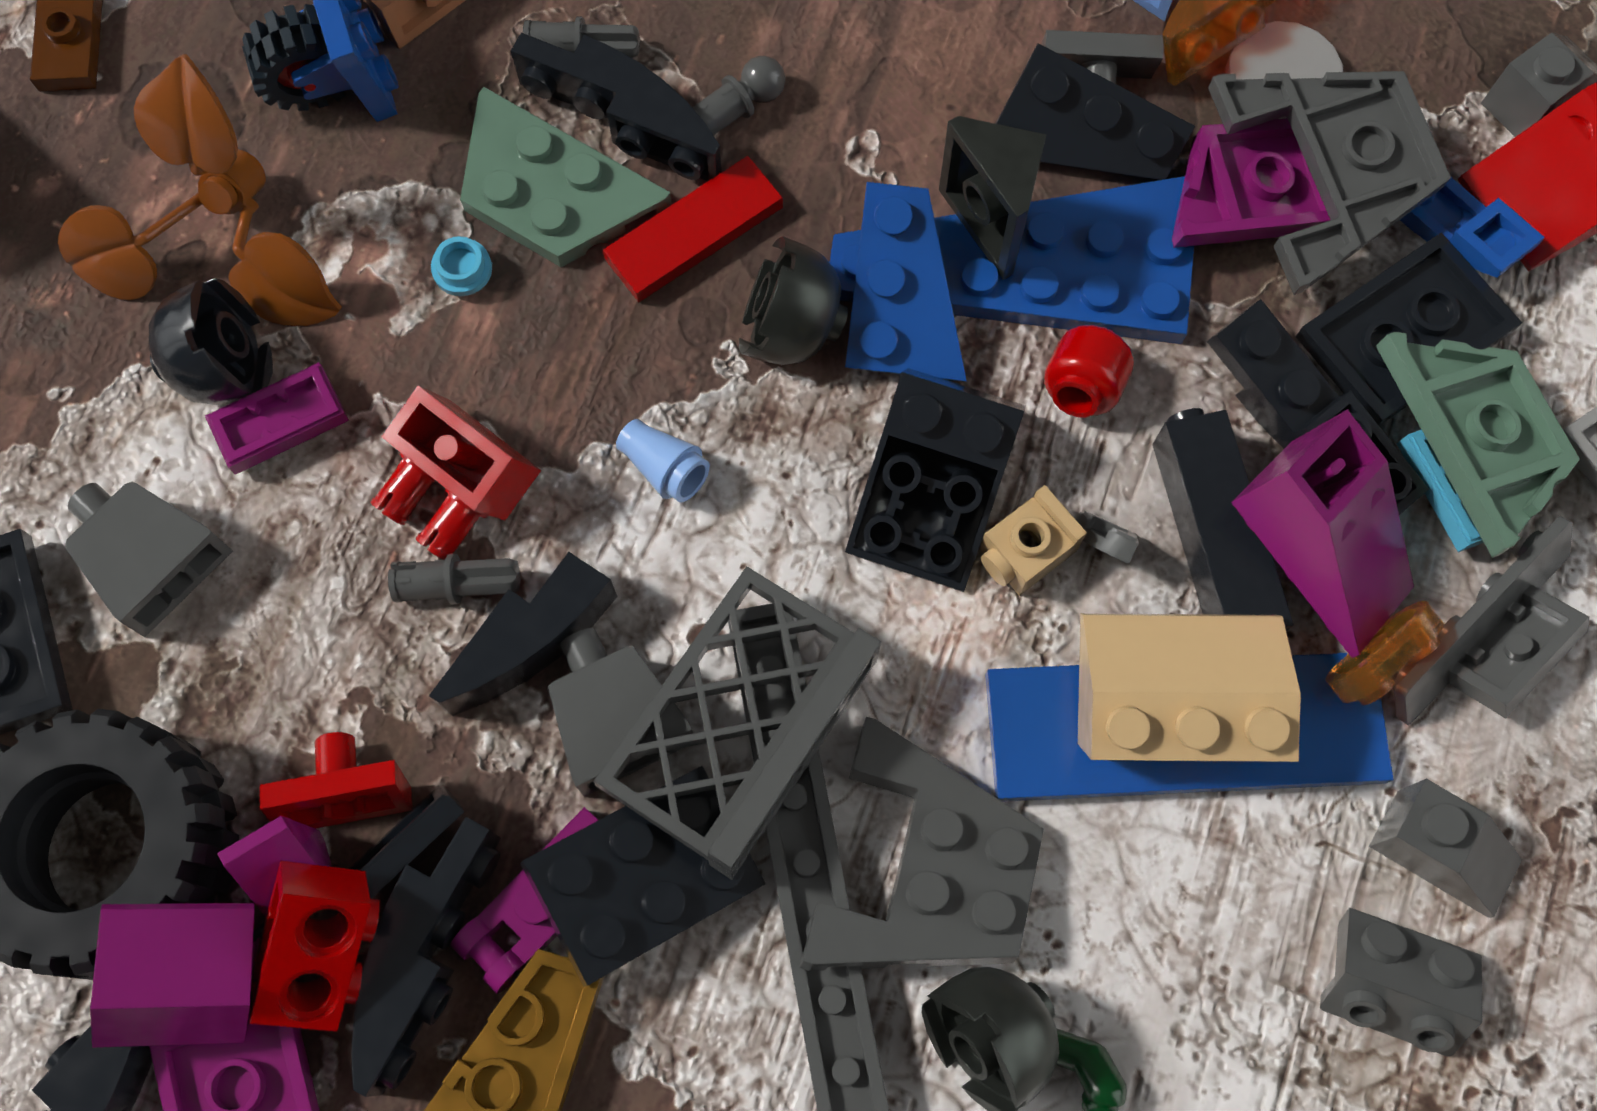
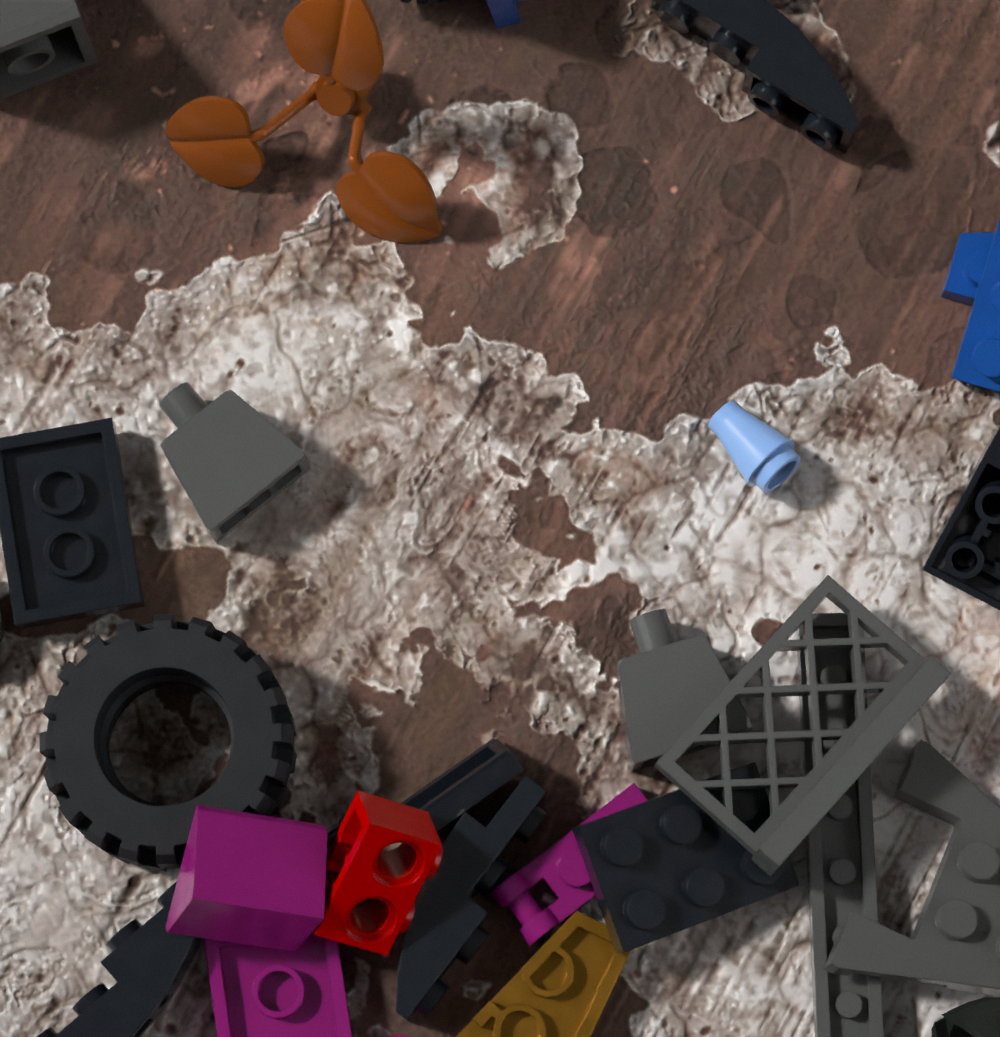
camera: 10 degrees right, 5 degrees up
(206, 344) = (309, 257): black cylinder -> none
(257, 856) = (337, 784): magenta slope -> none
(276, 418) = (370, 341): magenta plate -> none
(339, 789) = (398, 727): red tile -> none
(452, 579) = (530, 536): dark grey axle -> none
(461, 266) = (571, 207): medium azure plate -> none
(463, 456) = (548, 404): red brick -> none
(524, 636) = (599, 605): black slope -> none
(548, 185) = (671, 129): sand green wing -> none
(693, 228) = (815, 201): red tile -> none
(760, 81) = (908, 49): dark grey pin -> none
(793, 306) = (908, 307): pearl dark grey cylinder -> none

